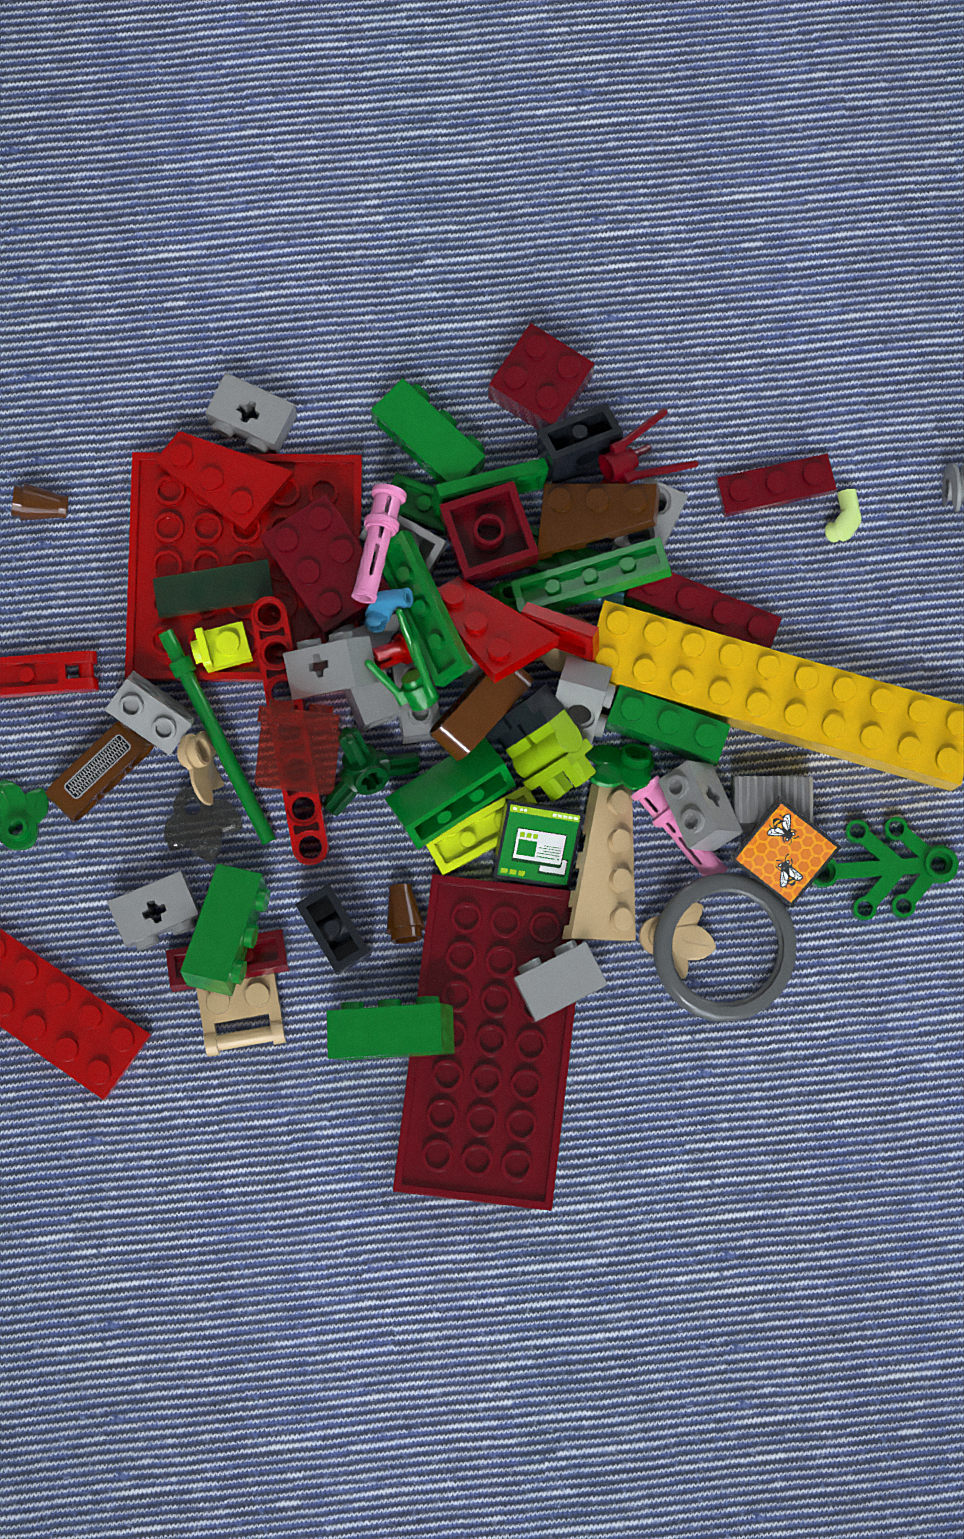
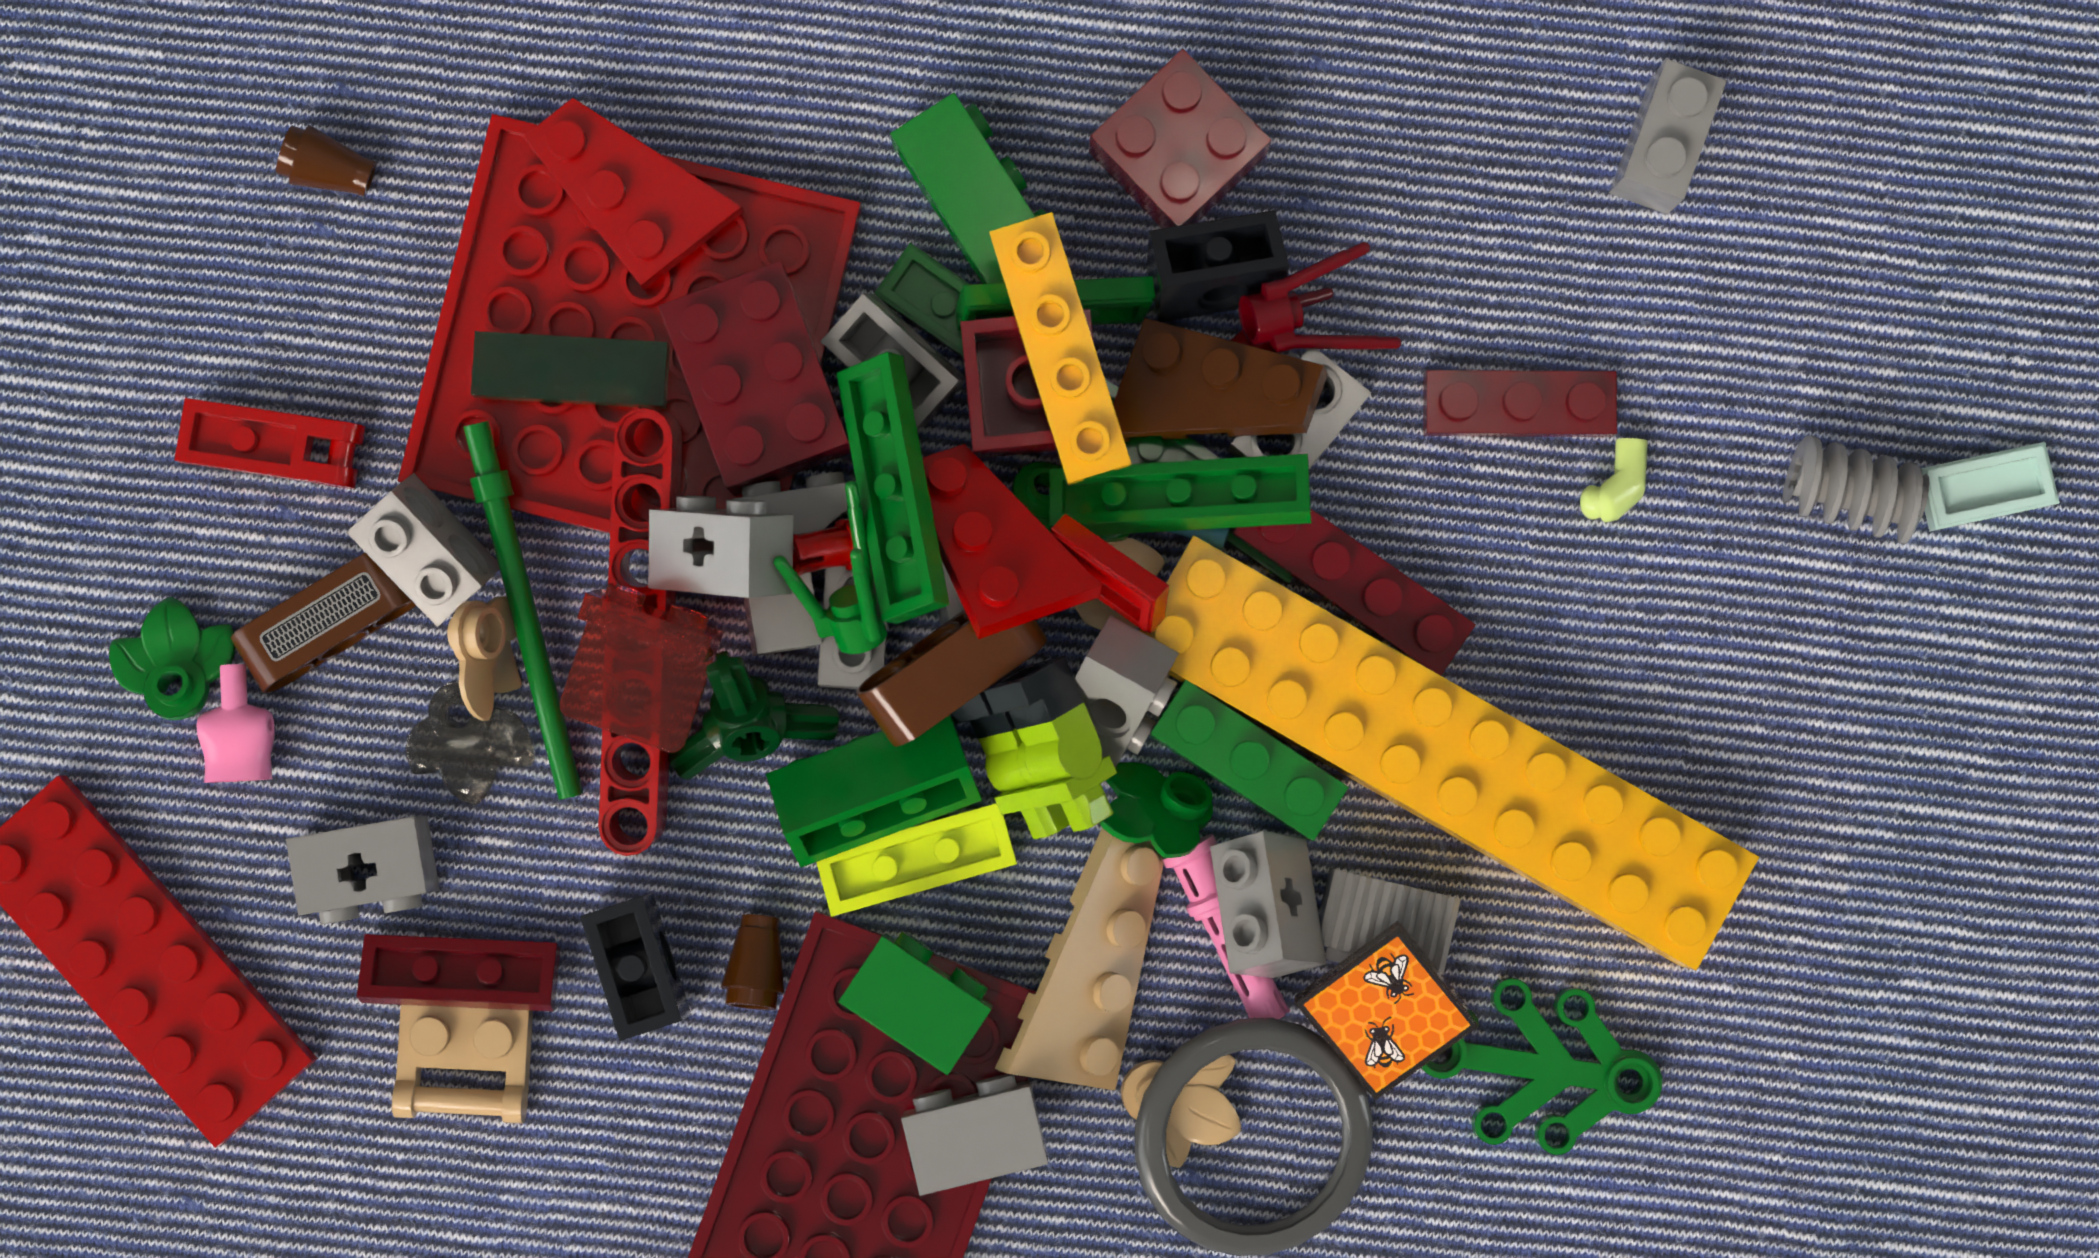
camera: 15 degrees right, 5 degrees up
(61, 849) = (236, 735): none -> bright pink piece
(221, 647) = (560, 468): neon yellow bracket -> none
(225, 930) = (463, 928): green brick -> none
(241, 398) = (680, 63): light grey brick -> none
(380, 527) = (864, 340): bright pink pin -> none
(380, 612) = (829, 468): dark azure arm -> none
(390, 1029) = (688, 1149): green brick -> none
(502, 505) = (1060, 348): none -> yellow piece
(507, 909) = (918, 1001): none -> green brick
(537, 843) = (994, 901): tile -> none
(823, 312) = (1667, 136): none -> light grey brick

